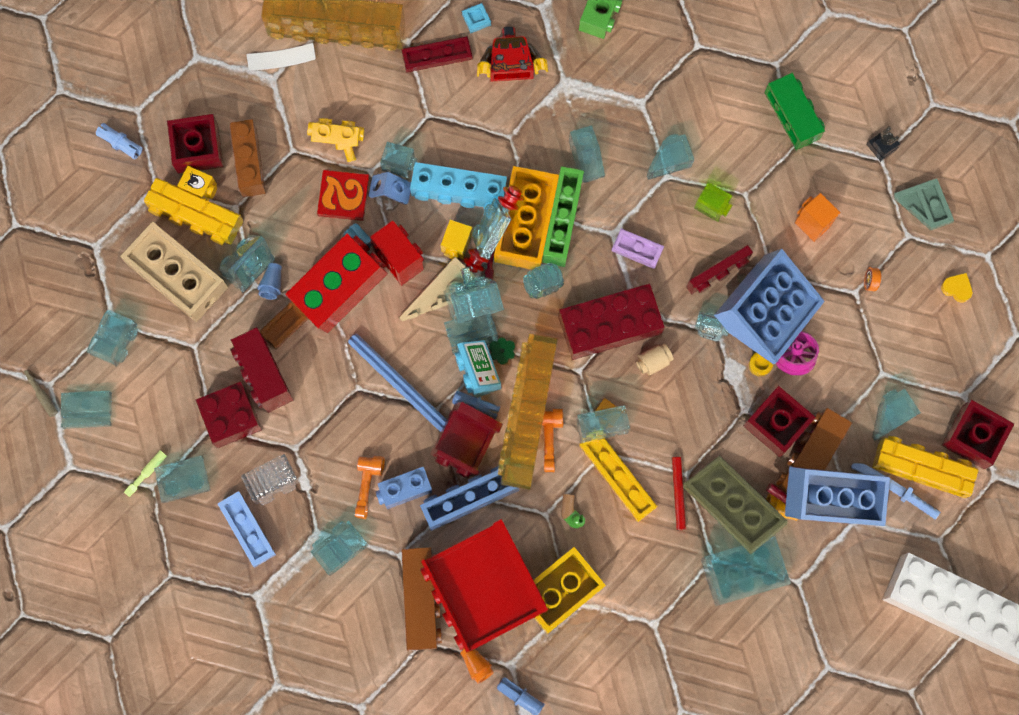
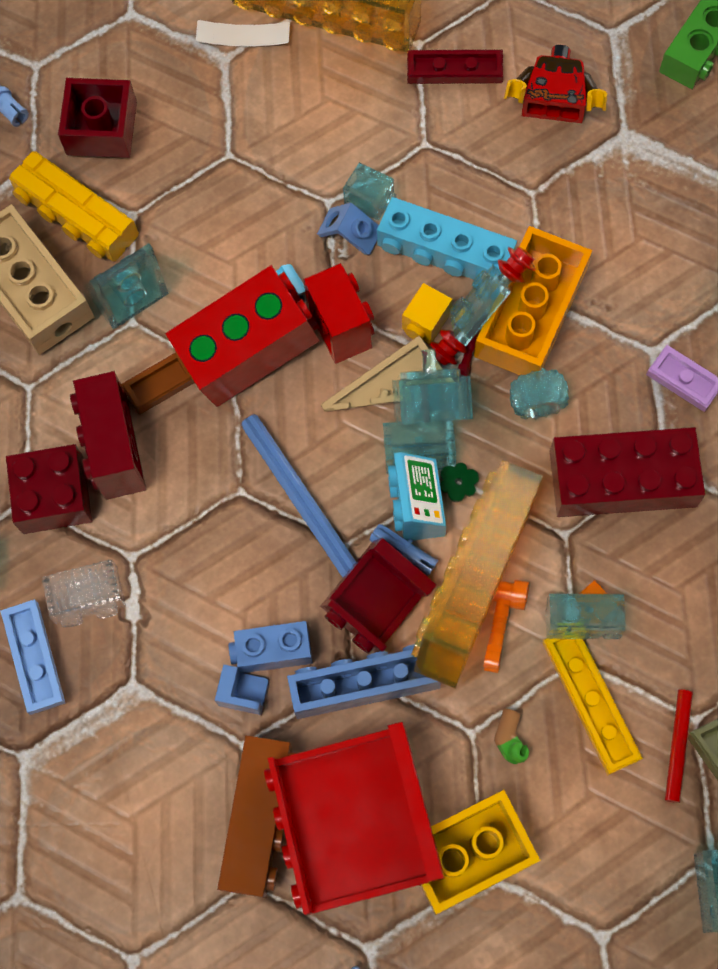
camera: 20 degrees right, 5 degrees down
(198, 183) = (89, 170): yellow brick -> none
(247, 158) = (163, 151): dark orange brick -> none
(271, 282) = (153, 322): medium blue cone -> none
(338, 547) = (157, 713): clear light blue brick -> none
(342, 135) = (300, 145): yellow brick -> none
(343, 195) = (283, 225): red tile -> none
(370, 467) = (229, 607): orange brick -> none
(391, 521) = (241, 691): none -> medium blue panel
(476, 18) = (519, 30): medium azure tile -> none
(477, 665) = (319, 939): orange cone -> none
(563, 216) = (586, 310): bright green brick -> none
(587, 153) = (637, 233): clear light blue slope -> none
(654, 359) = (680, 539): tan brick -> none

